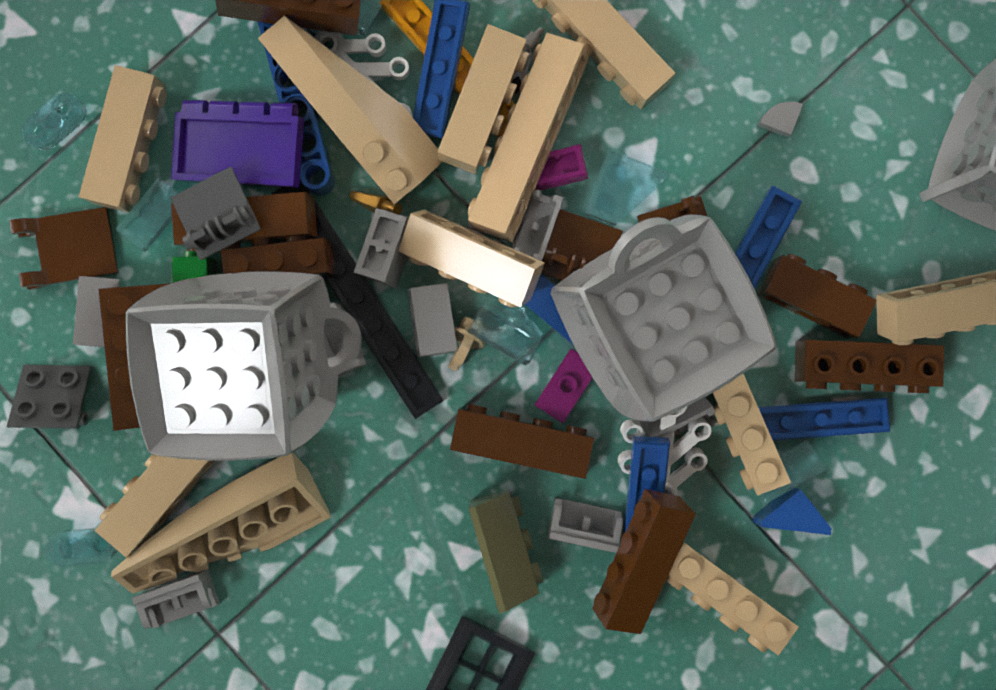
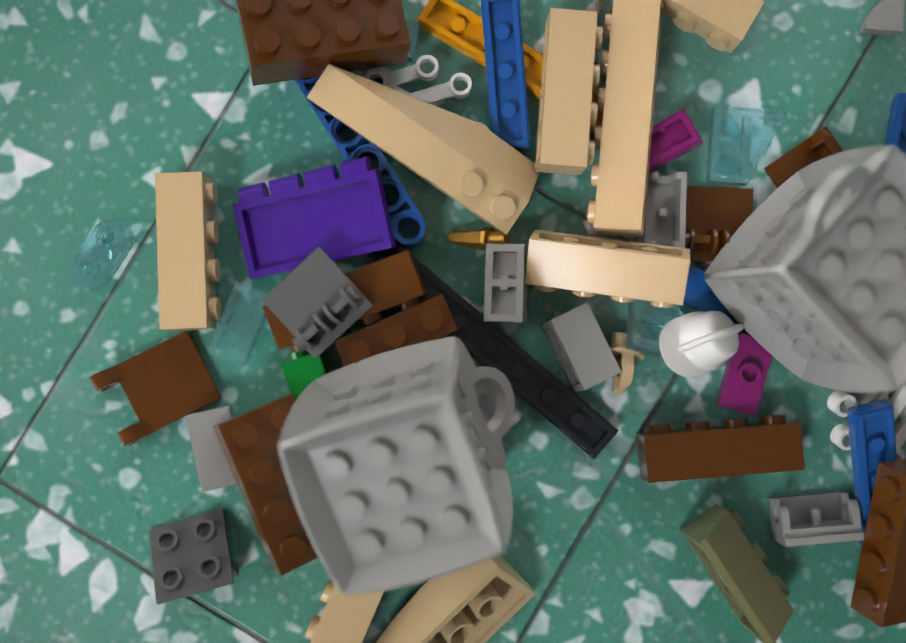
camera: 20 degrees left, 0 degrees up
(529, 345) = (698, 342): none -> white piece

